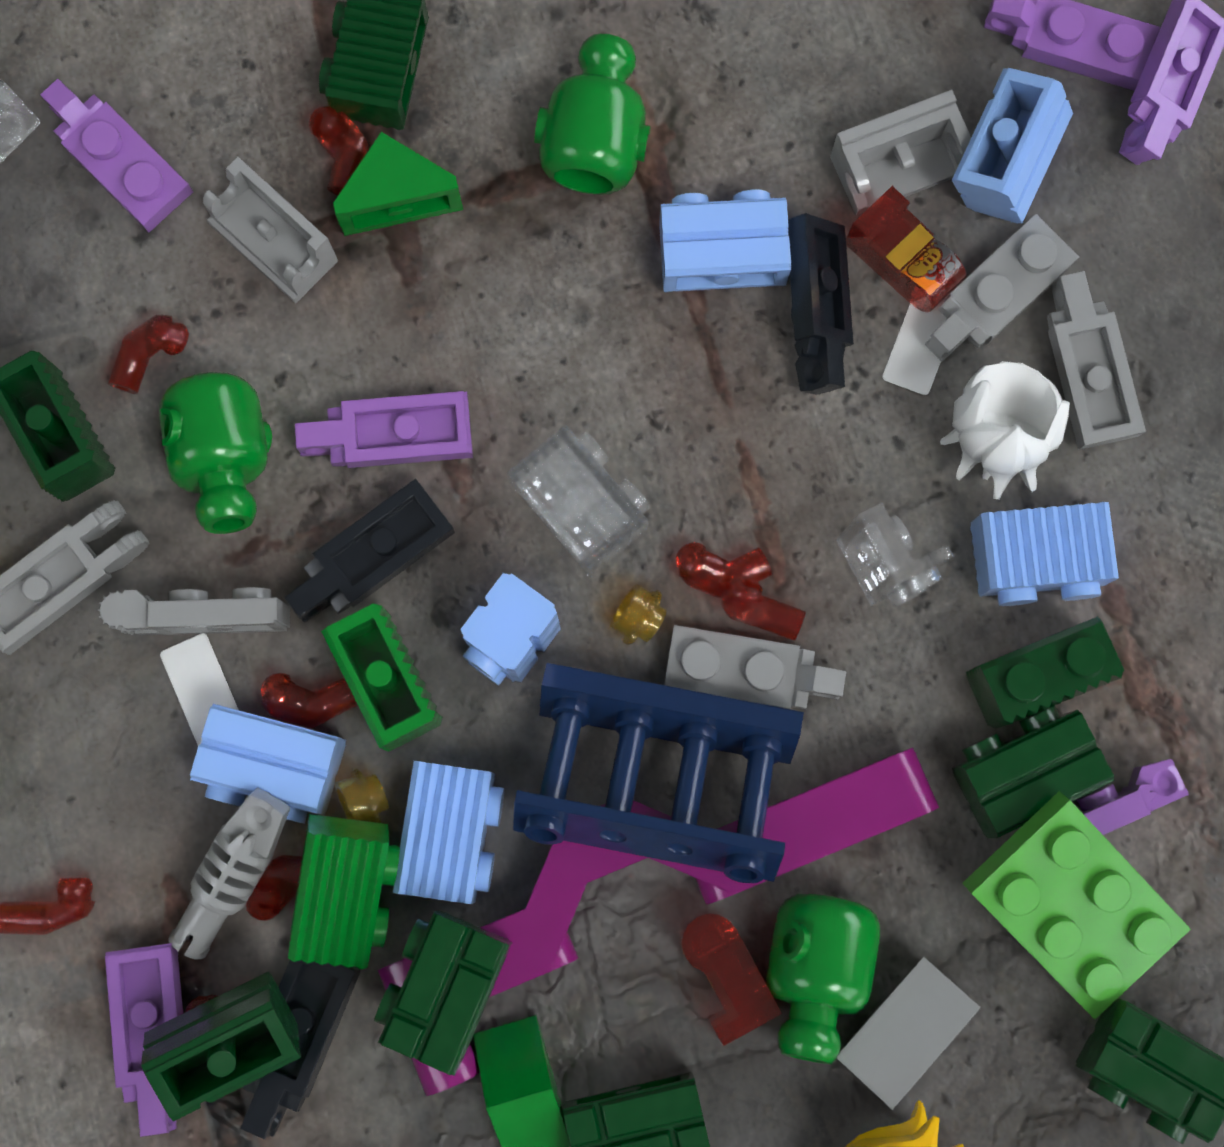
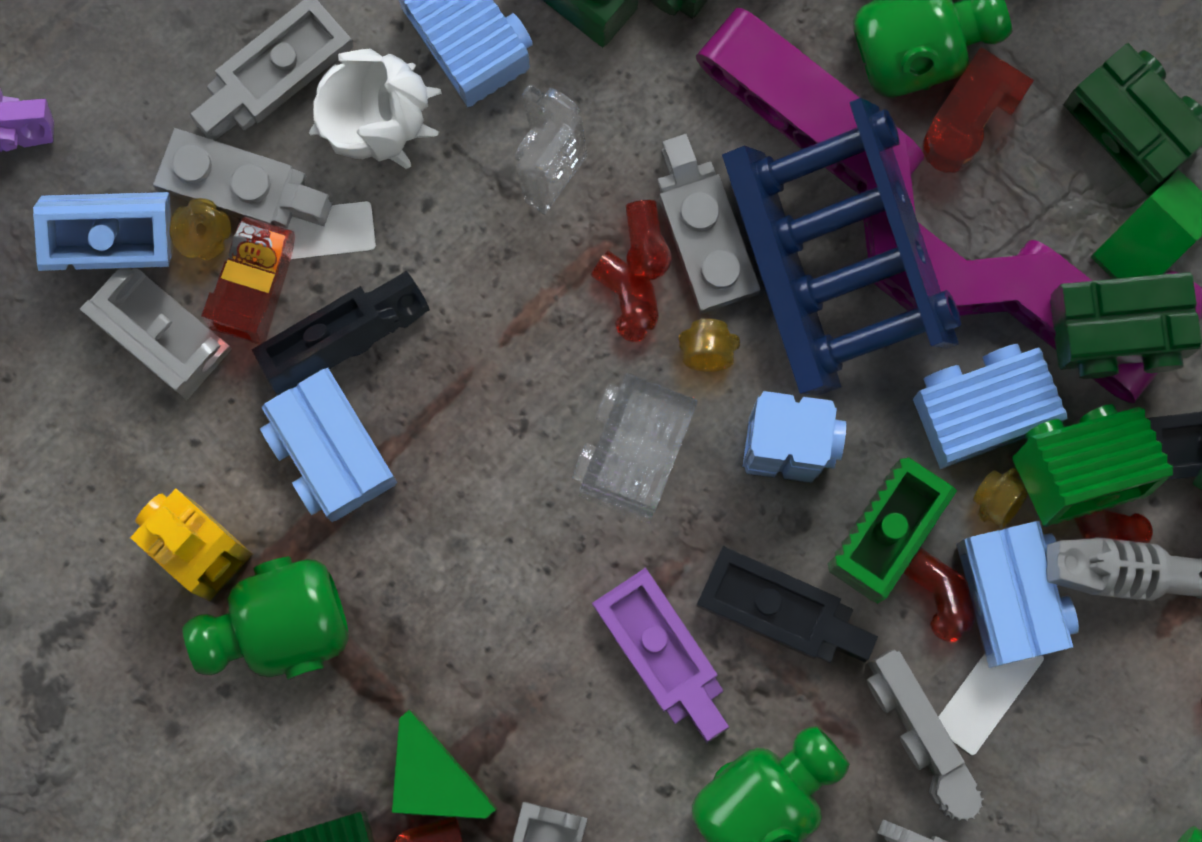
camera: 120 degrees left, 0 degrees up
(696, 79) = (189, 543): none -> yellow hinge
(971, 220) = (184, 232): none -> clear yellow plate

